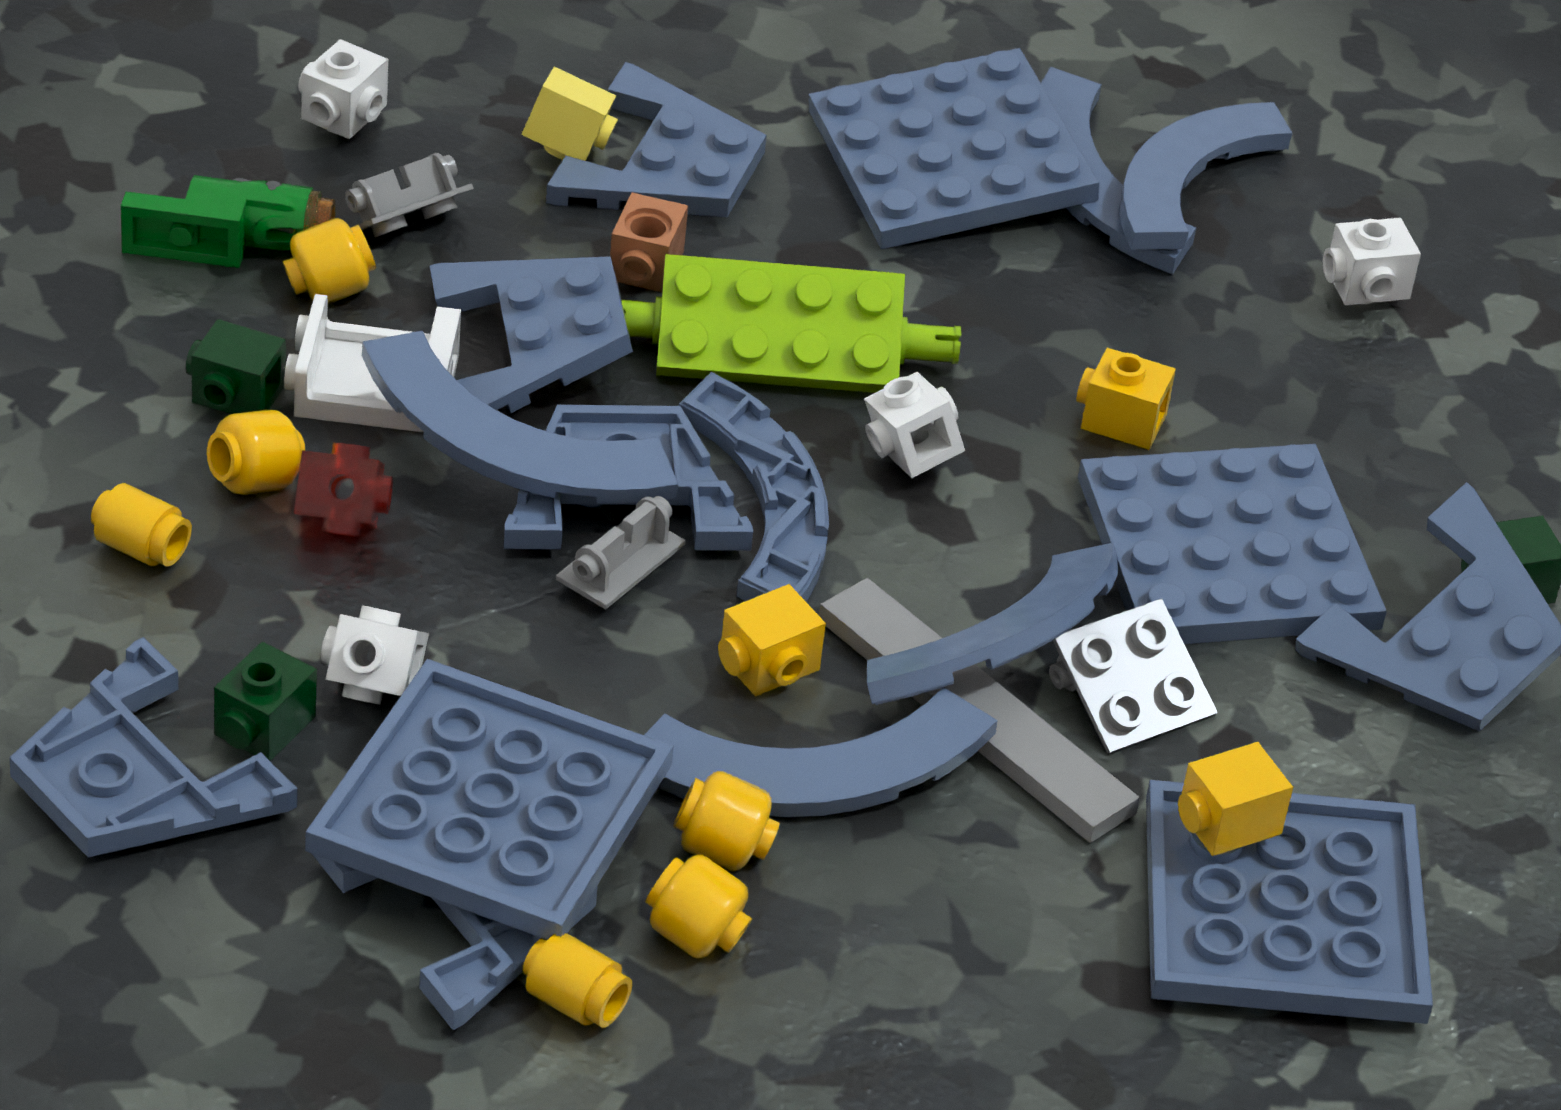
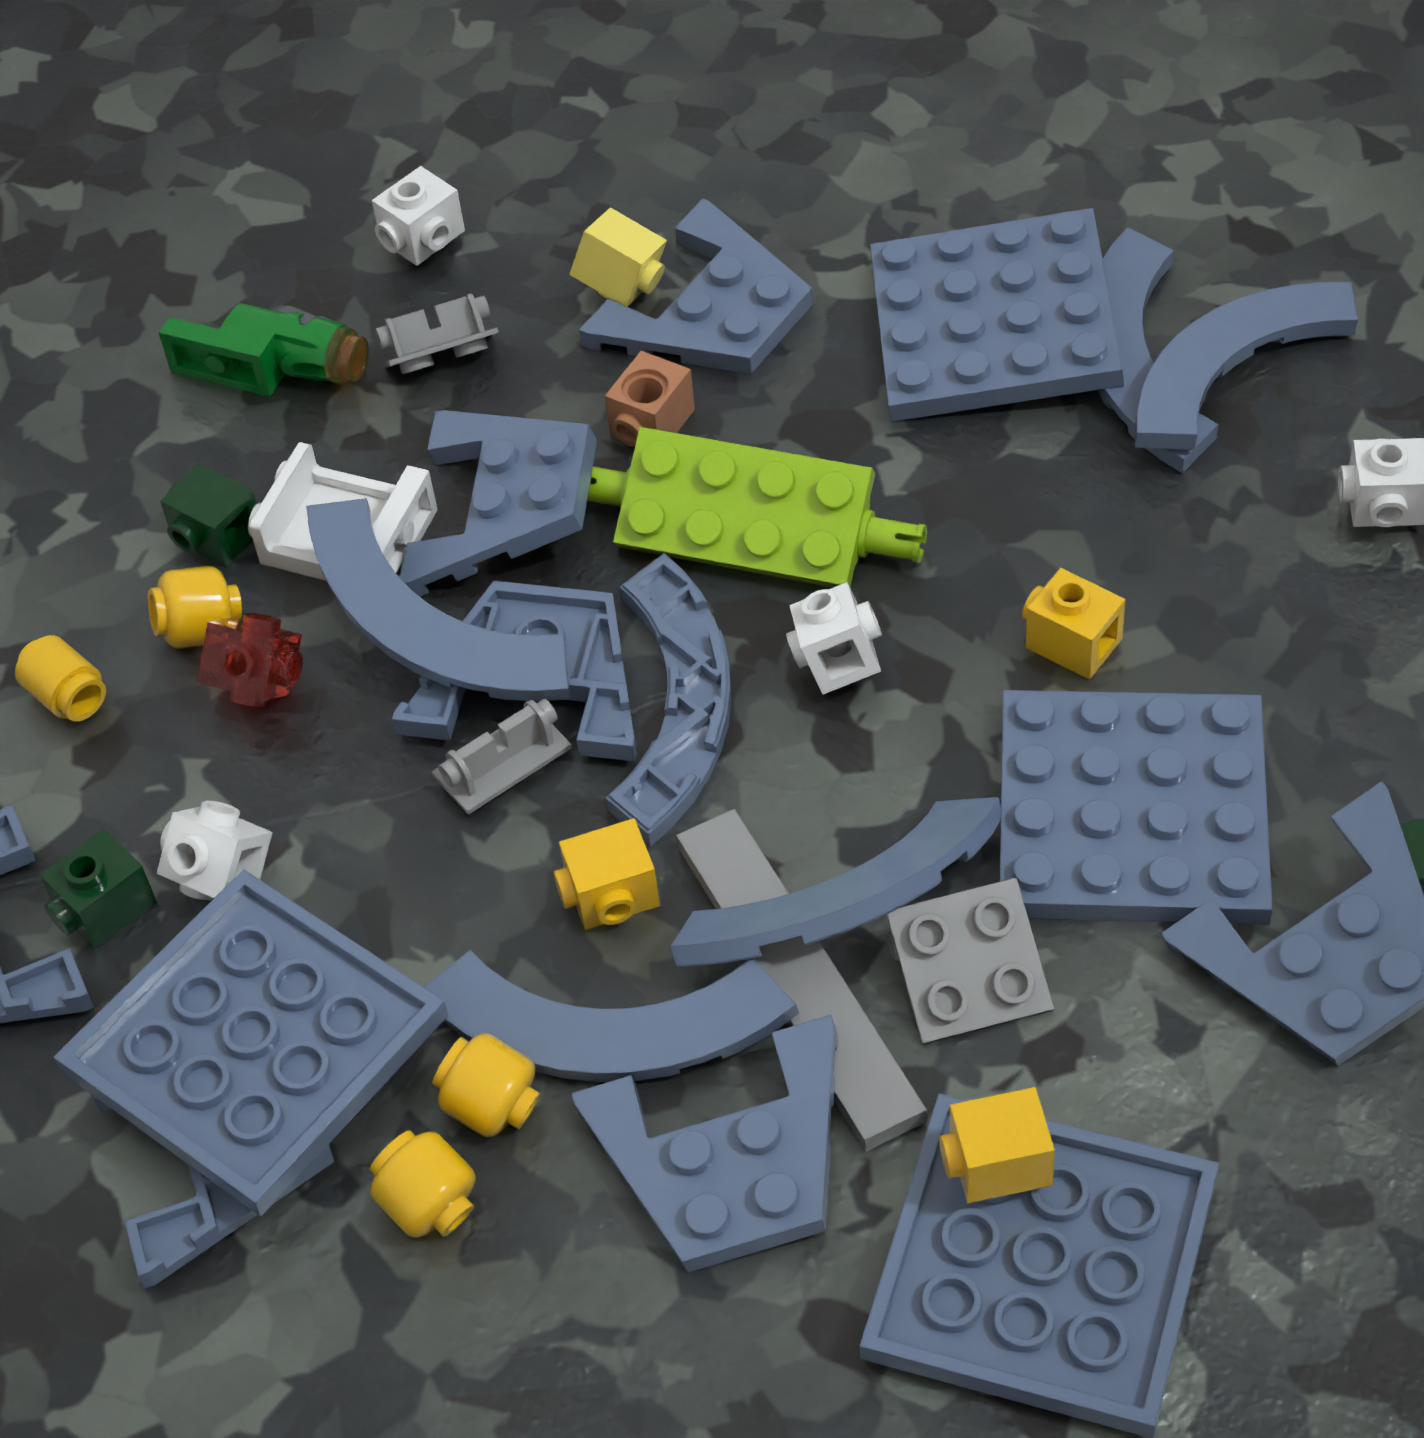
camera: 25 degrees right, 10 degrees up
(330, 260) = (339, 402): yellow head -> none
(576, 980) = (273, 1255): yellow brick -> none
(979, 873) = (734, 1178): none -> sand blue wing

